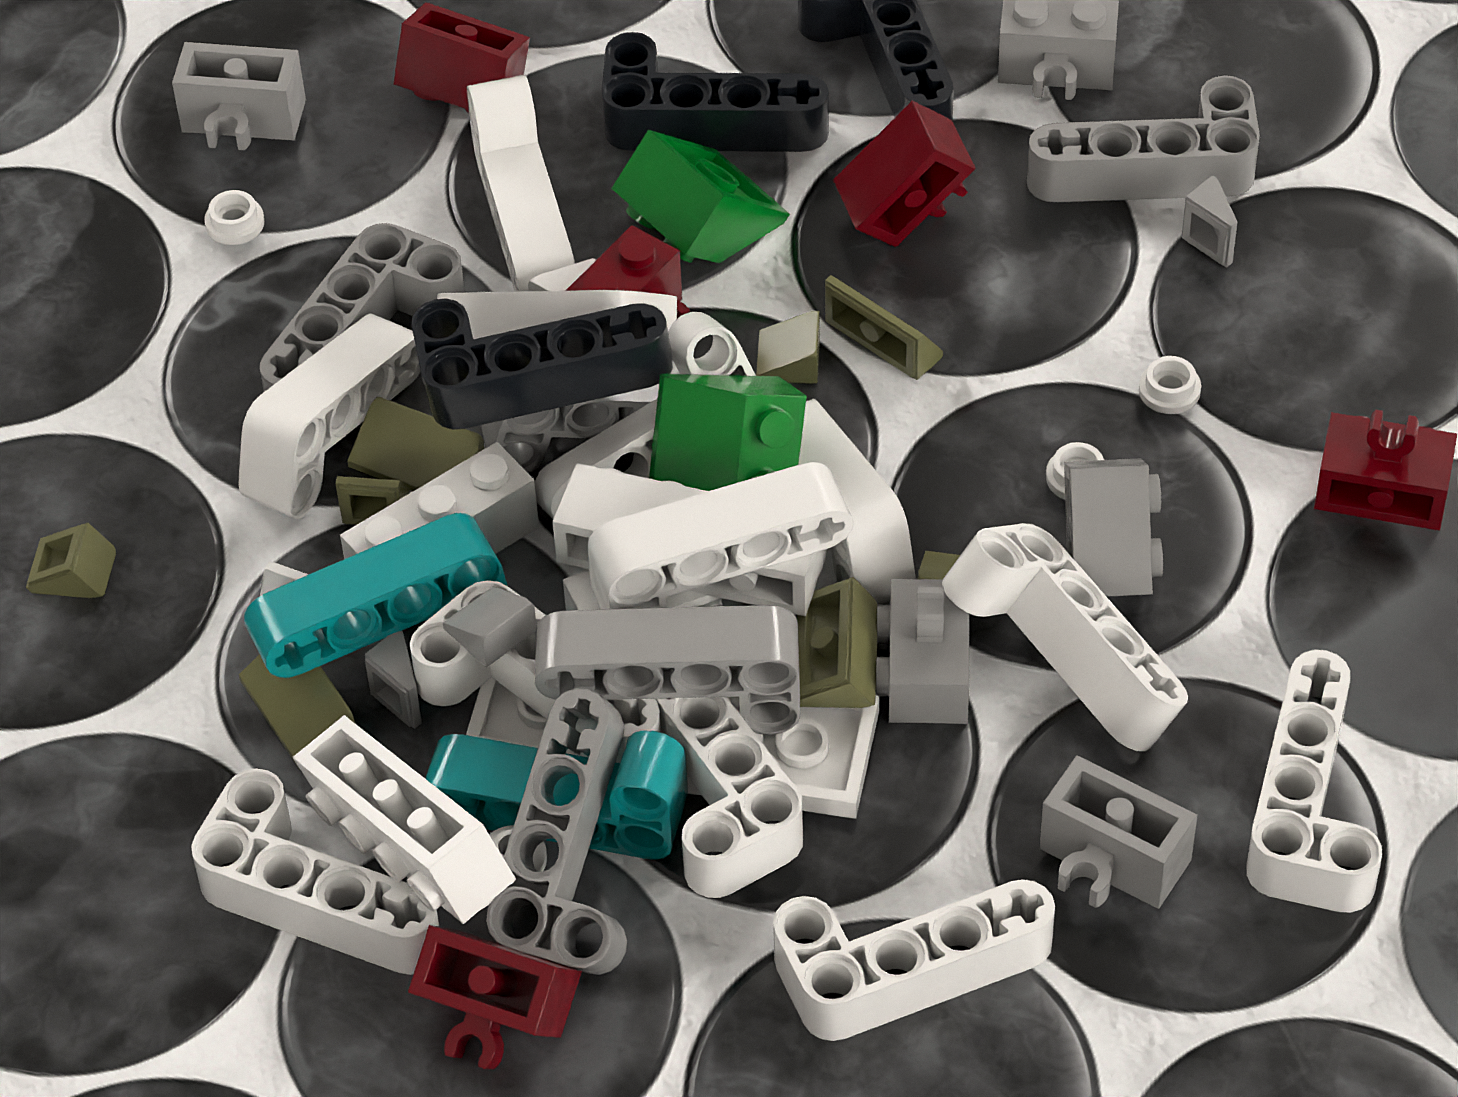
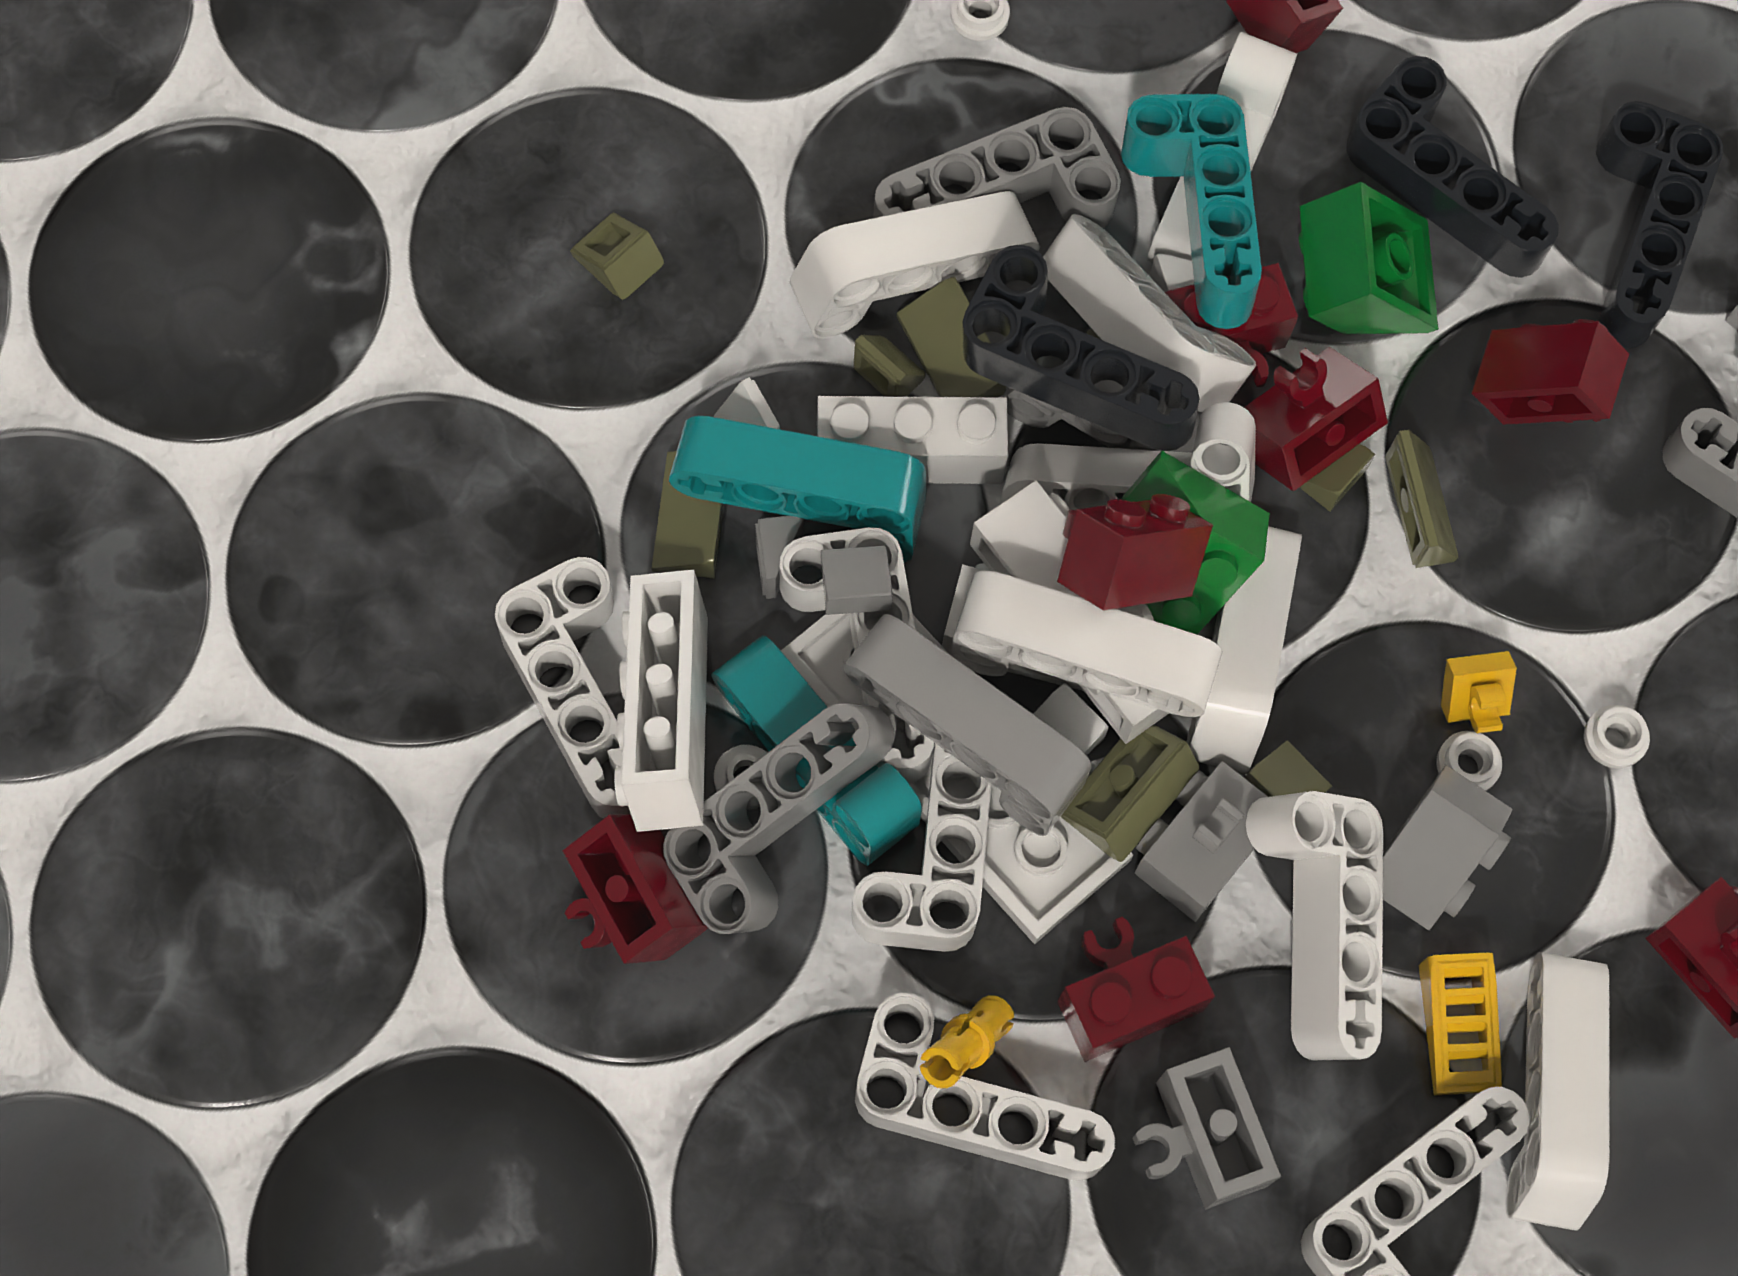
camera: 30 degrees right, 20 degrees up
(542, 197) = (1207, 146): none -> teal beam
(699, 443) = (1133, 551): none -> dark red brick
(757, 301) = (1314, 416): none -> dark red brick
(862, 904) = (966, 1041): none -> yellow pin
(966, 791) = (1132, 993): none -> dark red brick
(1039, 416) = (1479, 690): none -> yellow tile
(1205, 615) = (1485, 1022): none -> yellow slope
(1342, 611) = (1567, 1094): none -> white beam

